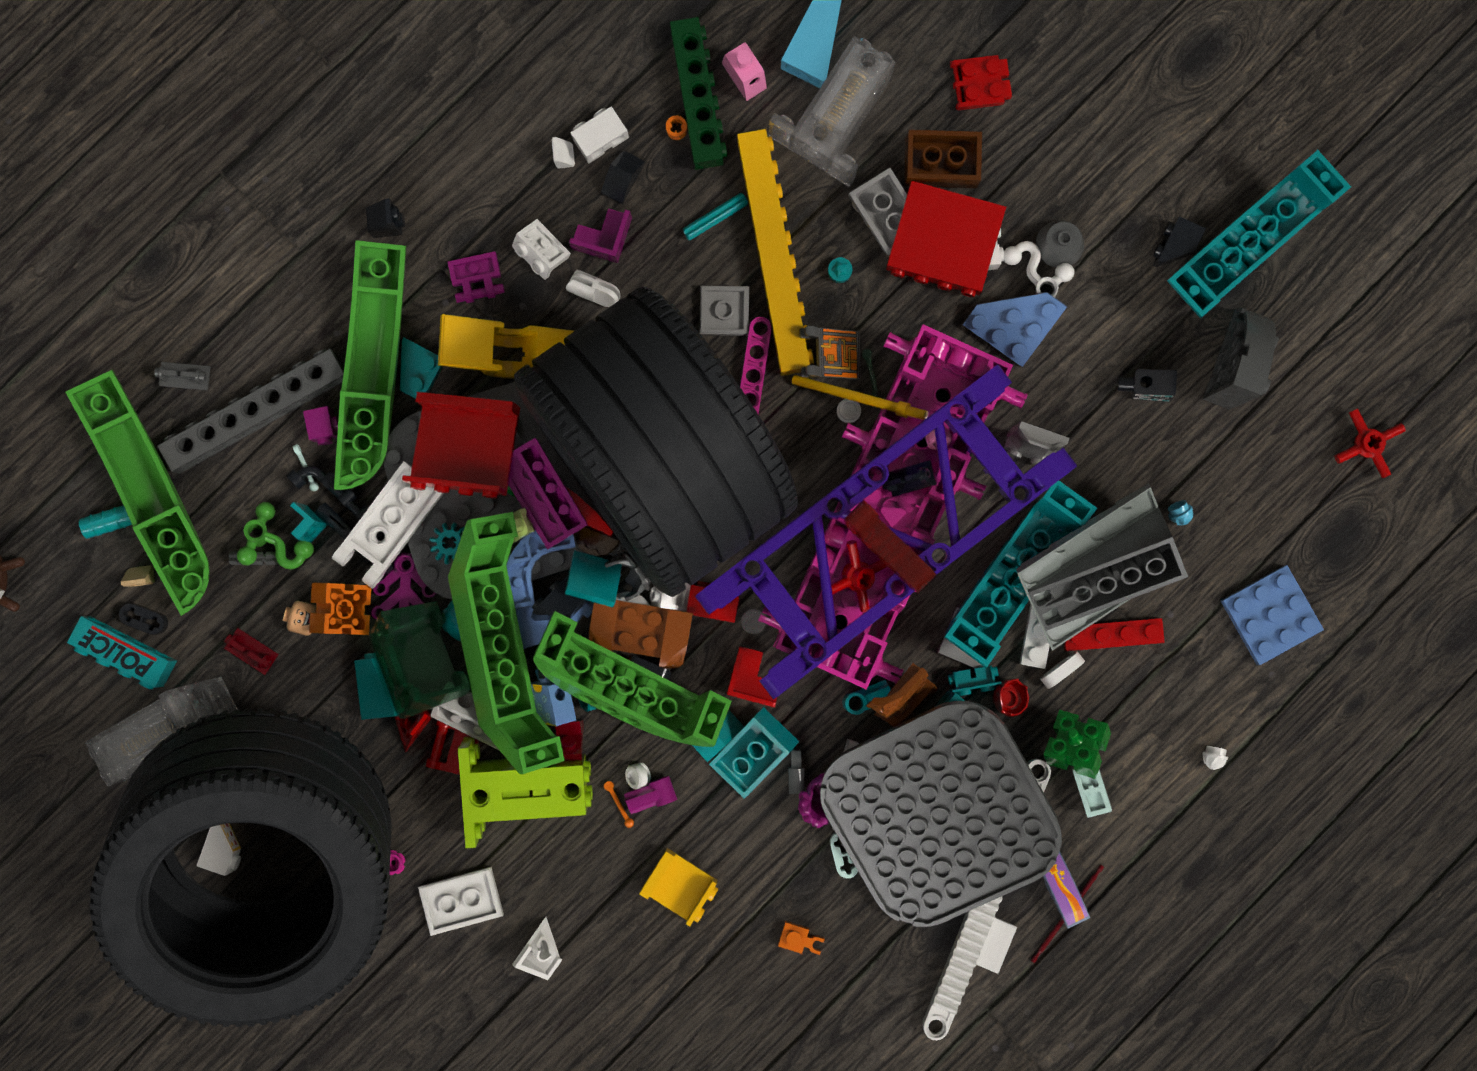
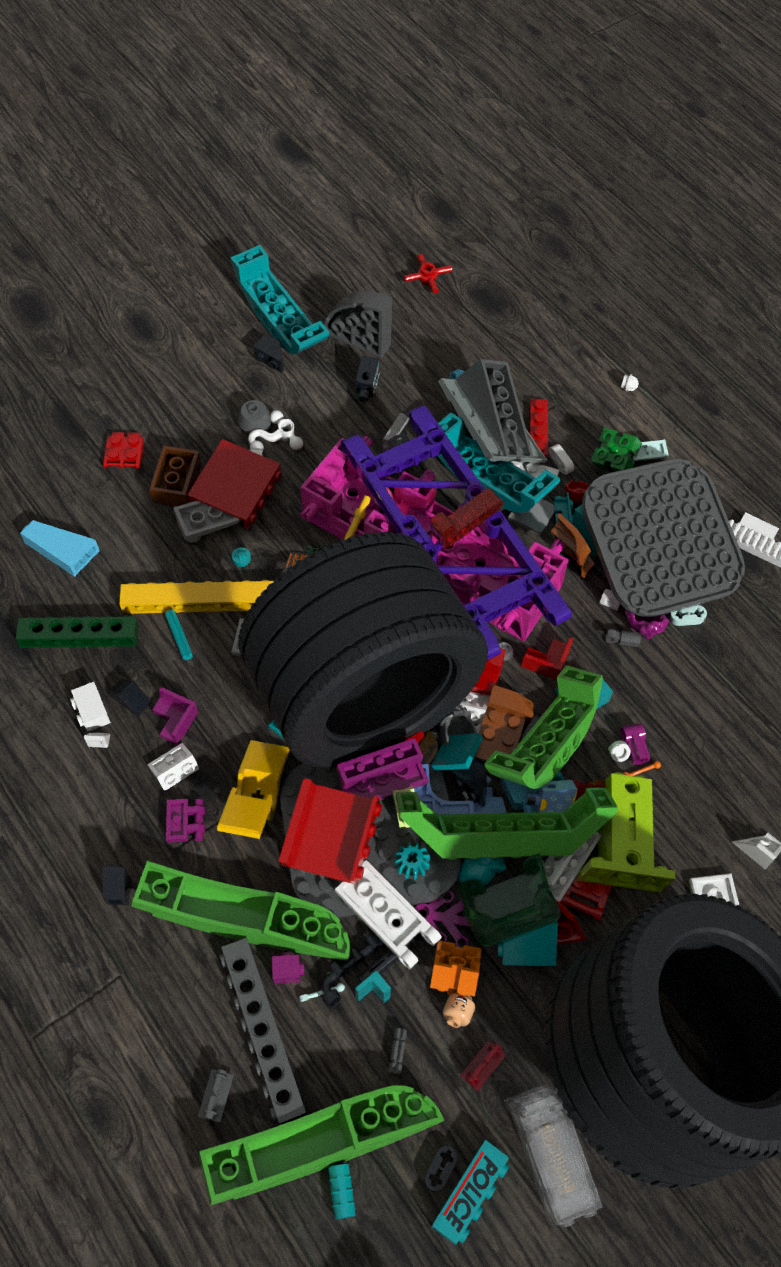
camera: 85 degrees left, 25 degrees down
(138, 576) = (399, 1167): tan slope -> none
(248, 555) = (394, 1049): bright green piece -> none
(418, 368) = (255, 876): teal wing -> none
(593, 289) = (216, 728): white arm -> none
(676, 119) = (96, 656): orange bush -> none
(680, 886) = (710, 732): yellow panel -> none
(743, 68) = (69, 594): bright pink torso -> none
(754, 752) = (606, 657): teal slope -> none
(795, 938) = (751, 655): orange plate -> none
(837, 110) = (122, 535): clear brick -> none
(858, 576) = (480, 555): red bar -> none
(875, 690) = (570, 583): teal piece -> none
(910, 478) = (413, 506): black hinge -> none
(1016, 323) = (305, 449): medium blue plate -> none
(1061, 922) = (736, 483): dark red piece -> none
(1065, 894) = (726, 478): slope -> none
(1272, 615) = (535, 341): medium blue plate -> none

